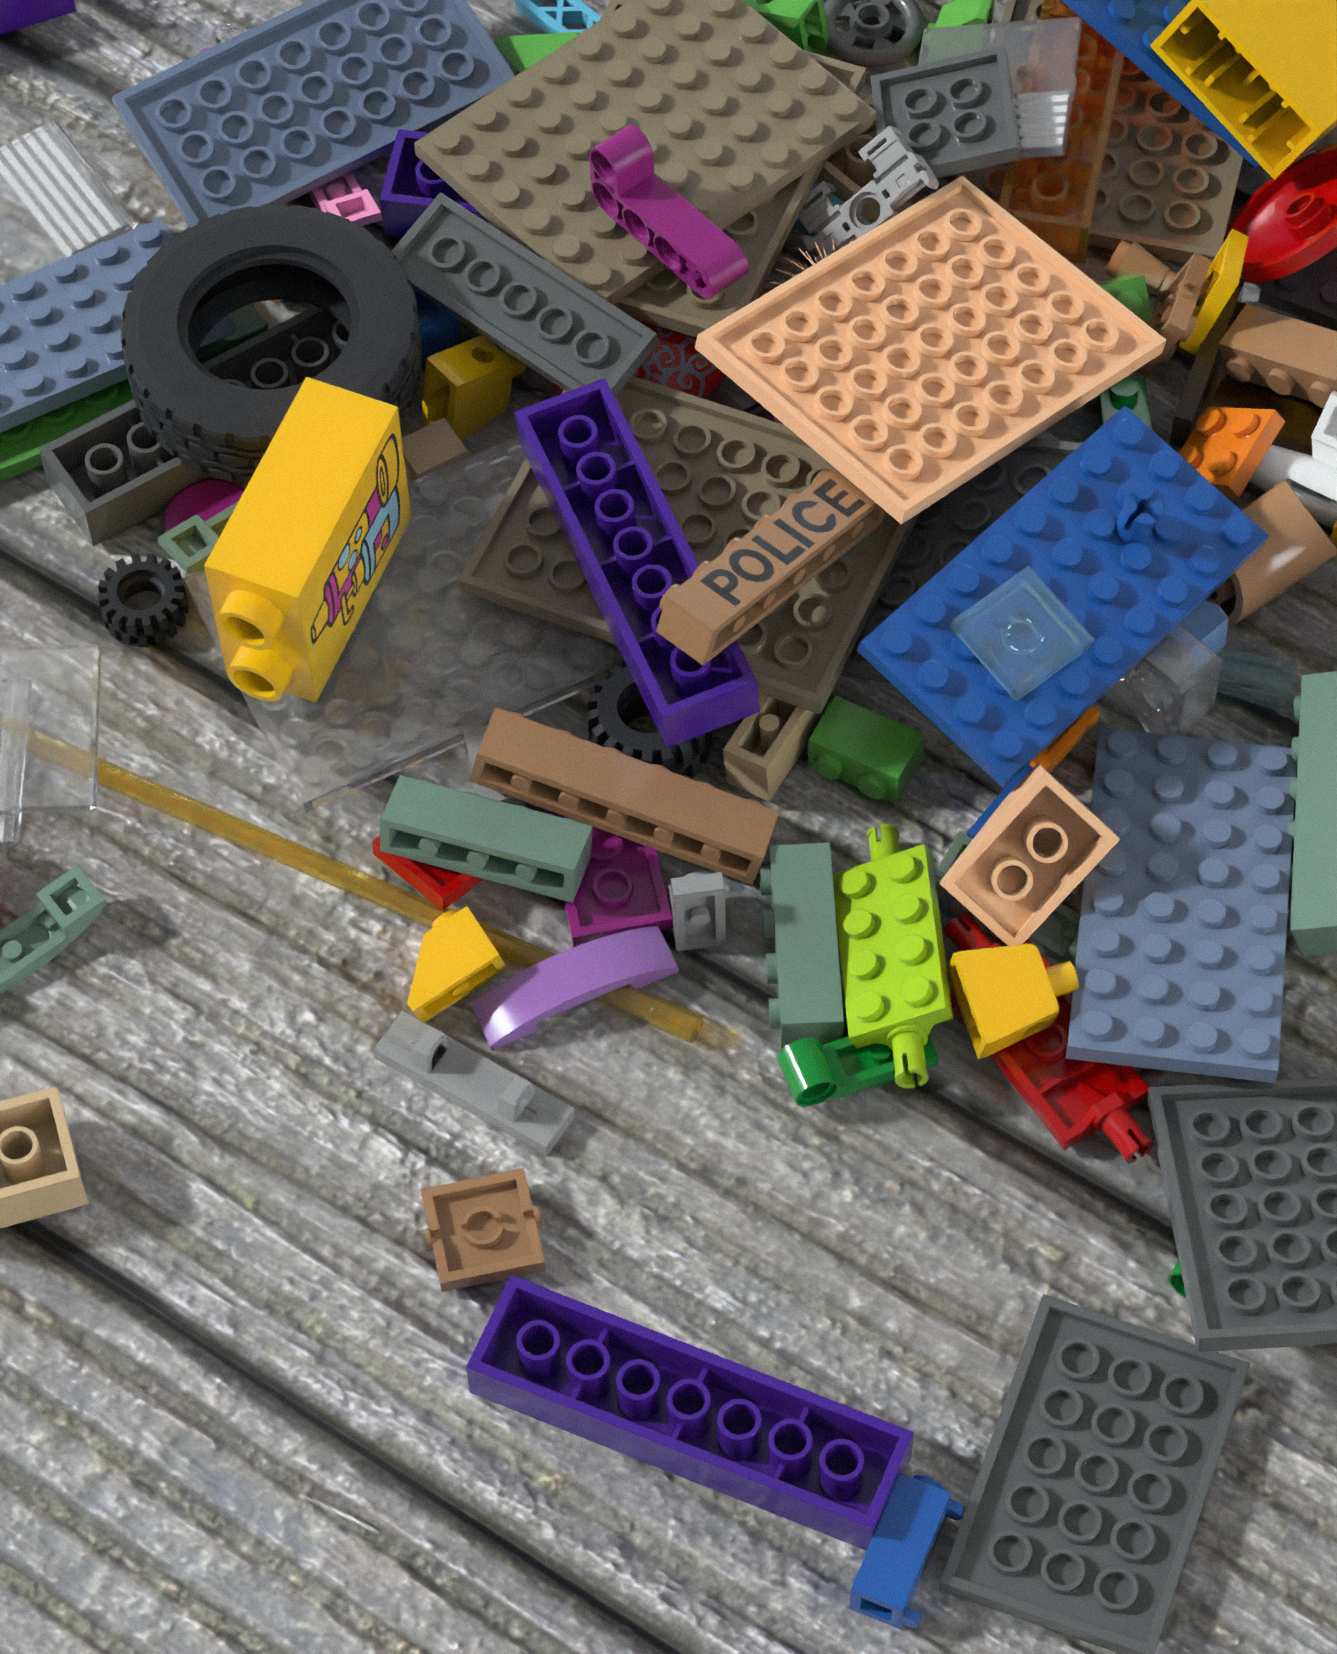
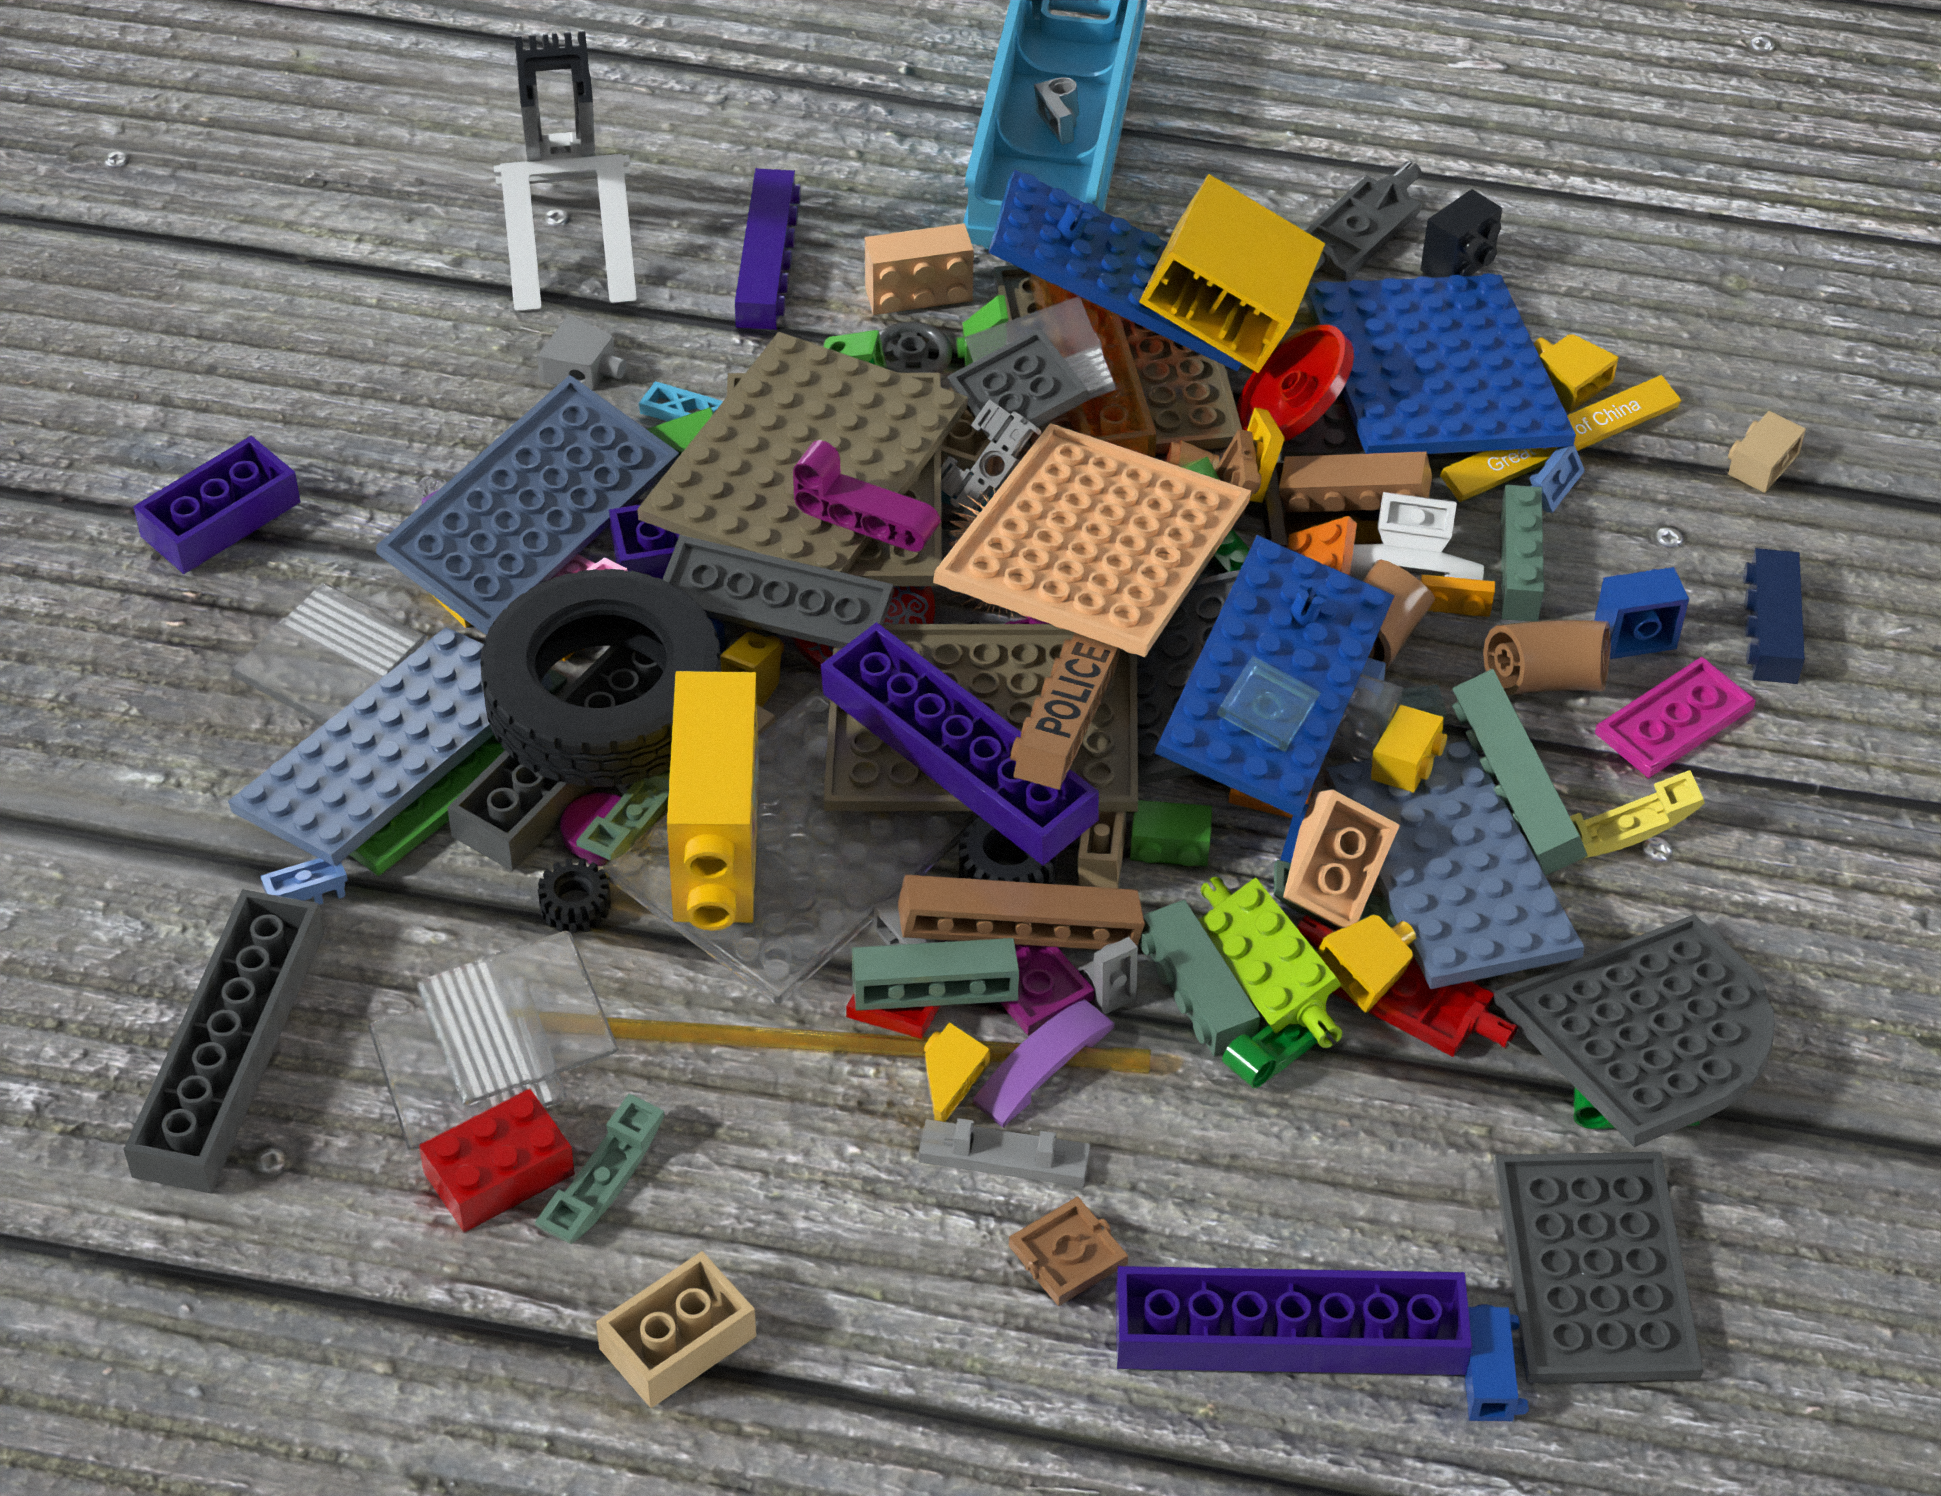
camera: 25 degrees left, 10 degrees down
(1200, 738) = (1408, 748): none -> yellow brick

